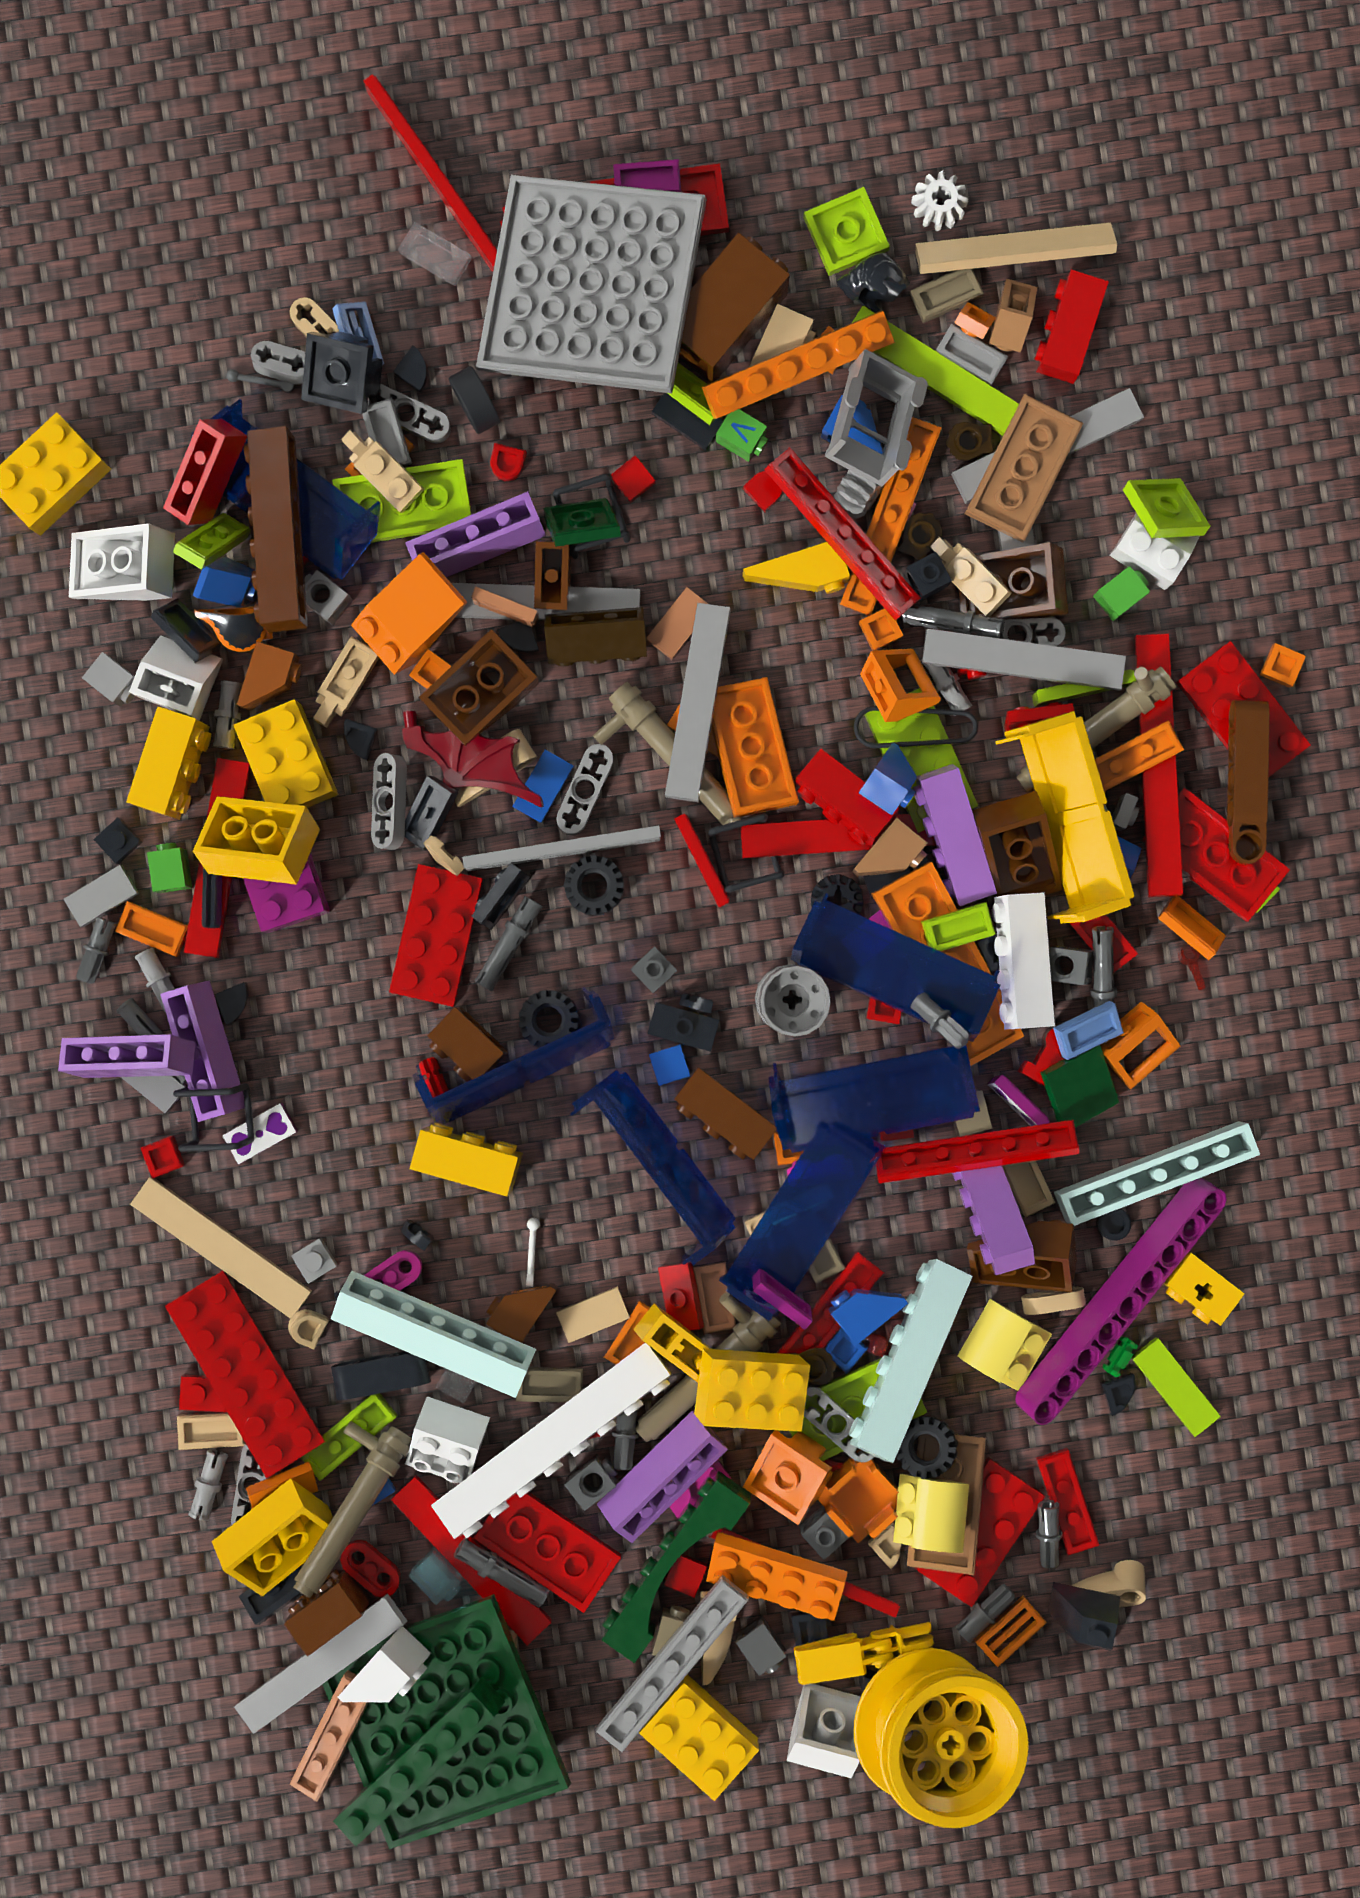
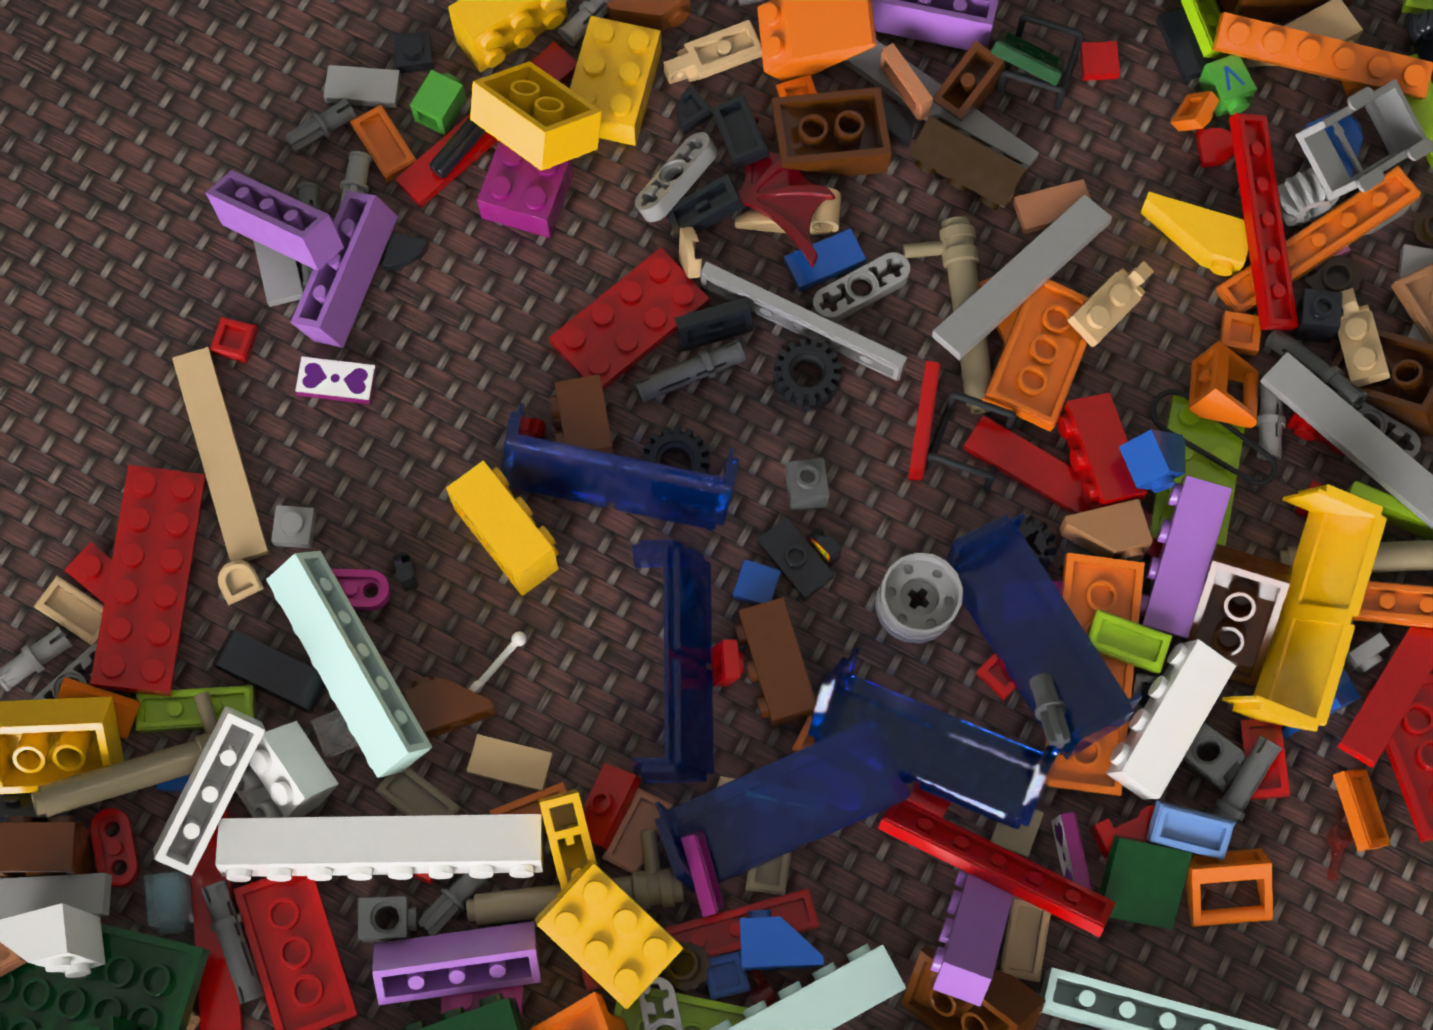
camera: 30 degrees right, 15 degrees down
(193, 1145) = (274, 345): black piece -> none
(409, 1492) = (208, 790): none -> white brick
(410, 733) = (740, 132): none -> black tile
(691, 1139) = (726, 663): none -> red plate
(732, 473) = (1195, 111): none -> orange plate
(773, 674) = (1109, 304): none -> tan hinge

